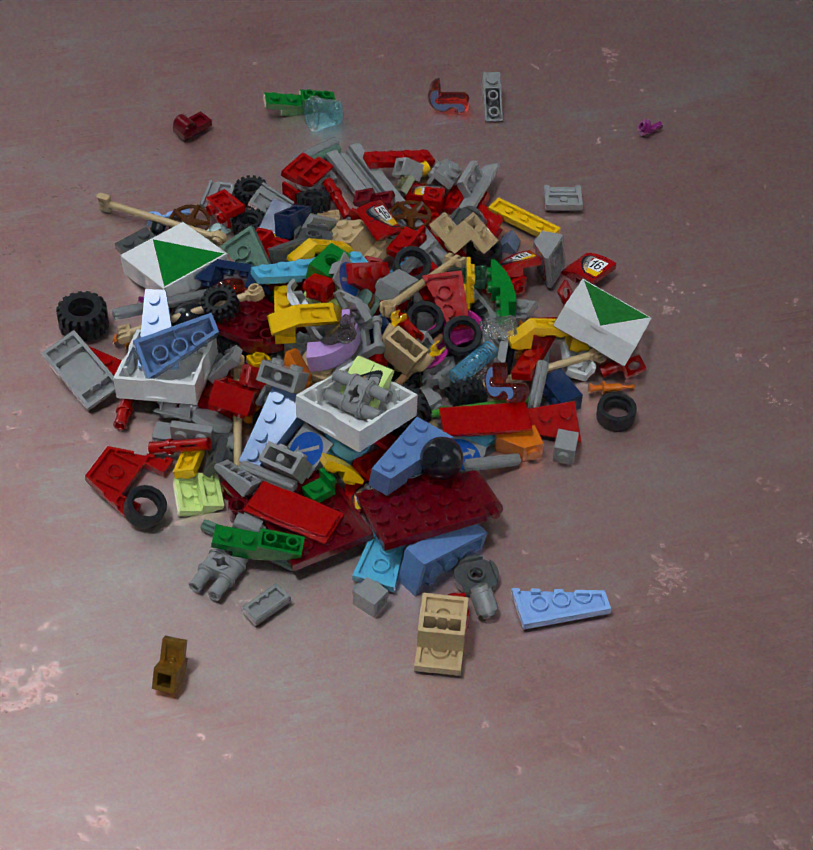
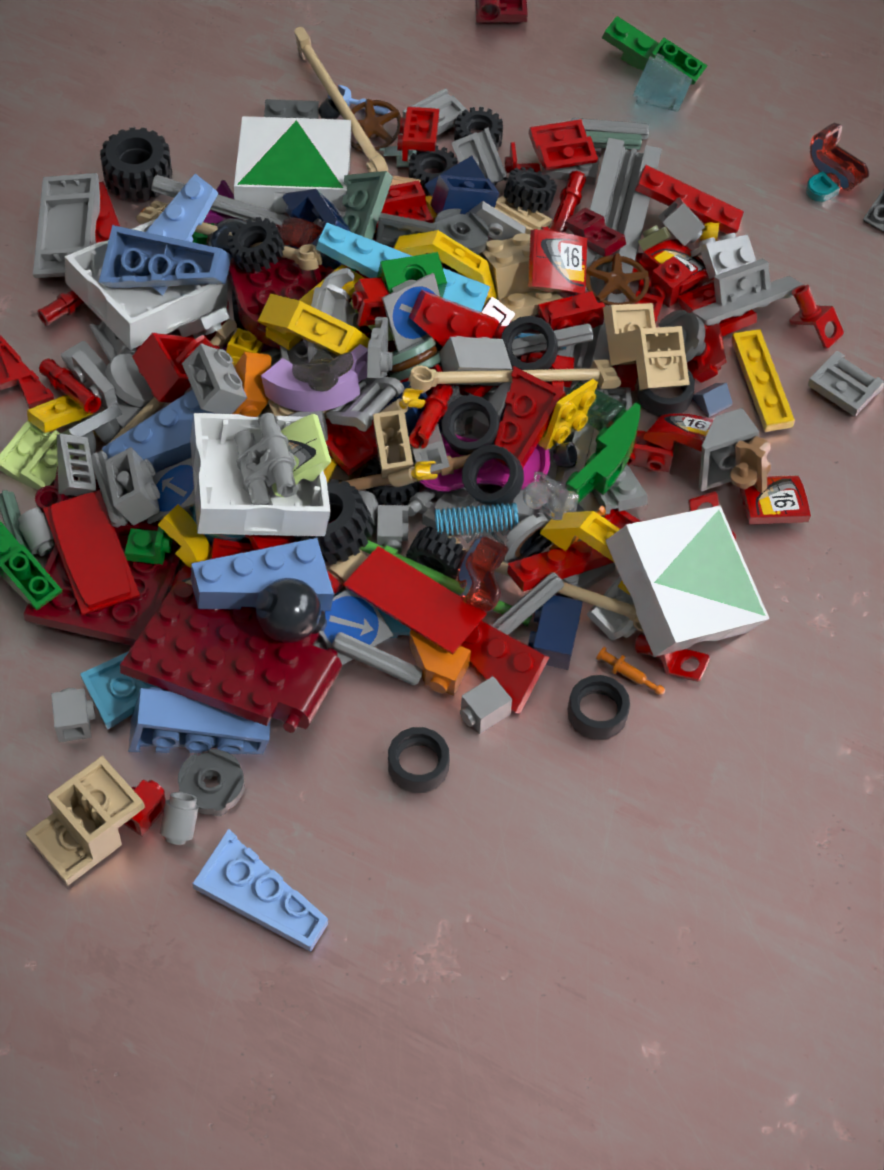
camera: 40 degrees right, 10 degrees up
(450, 118) = (821, 188): none -> teal tile
(512, 175) = (815, 315): none -> red bracket
(562, 506) = (416, 737): none -> black tyre
(571, 254) = (751, 464): none -> medium nougat hips

